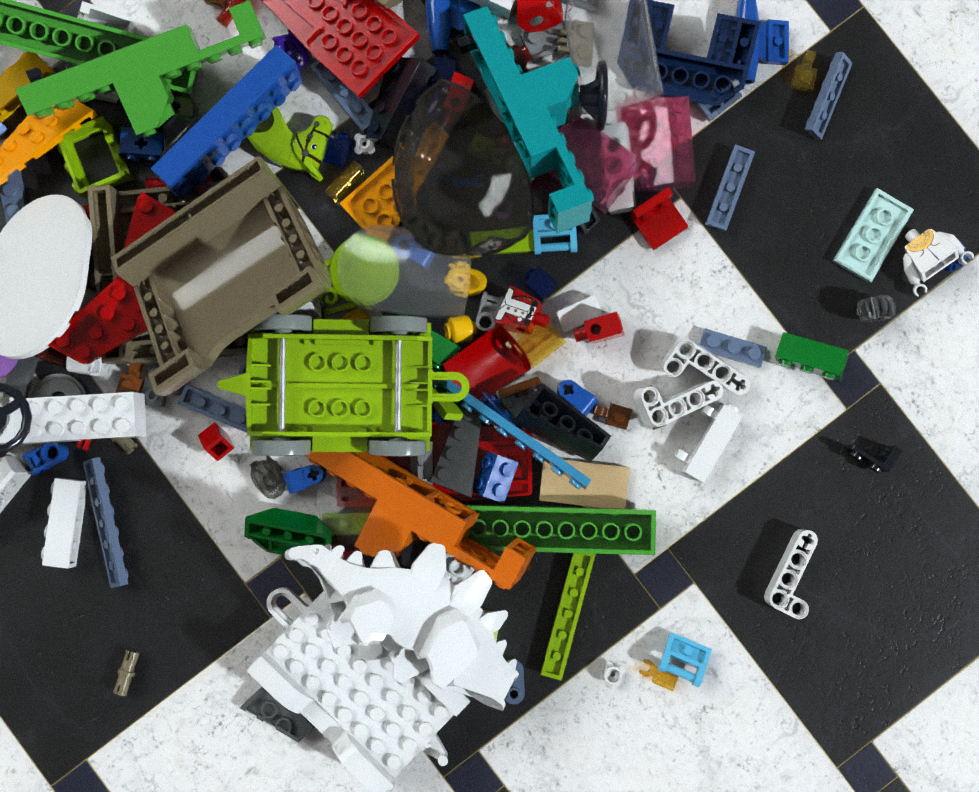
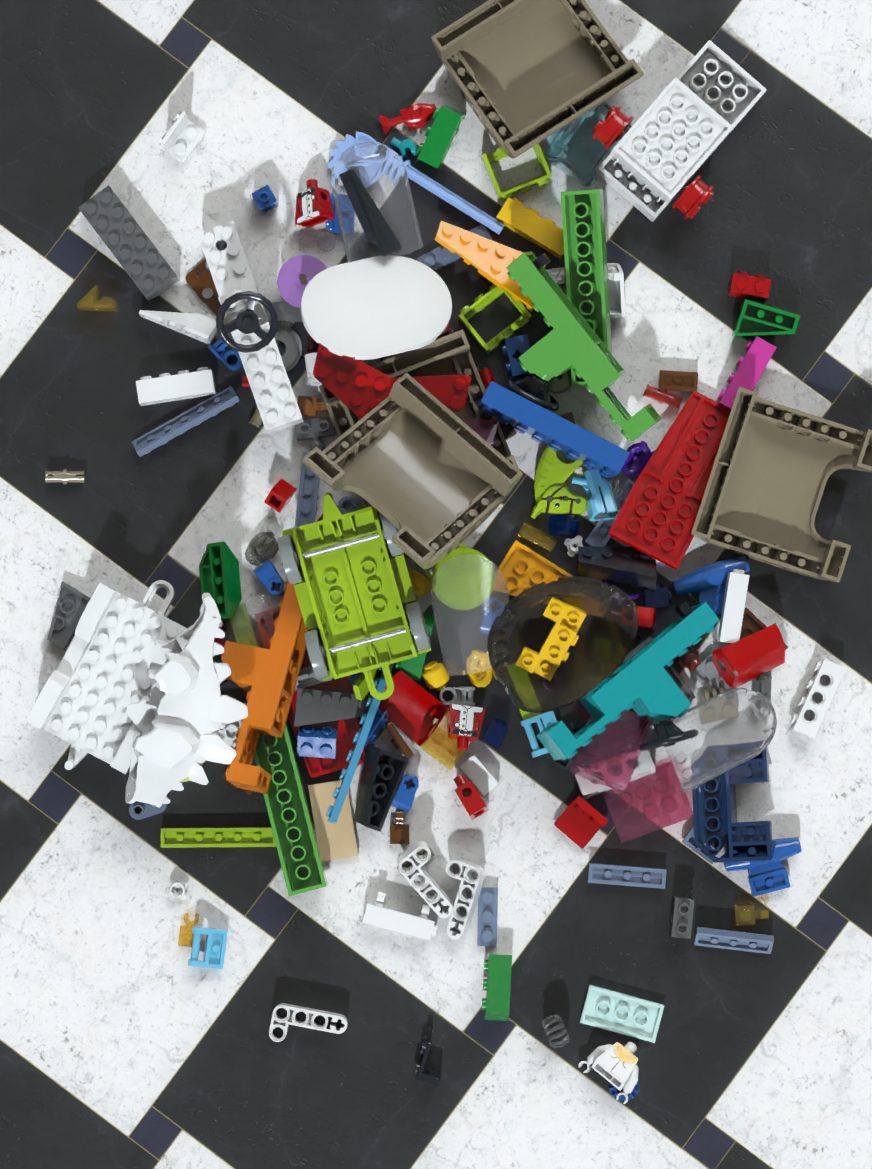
camera: 70 degrees right, 0 degrees up
(316, 99) = (599, 494): none -> medium azure piece
(460, 183) = (556, 646): none -> yellow bracket
(790, 142) = (681, 917): none -> dark grey brick

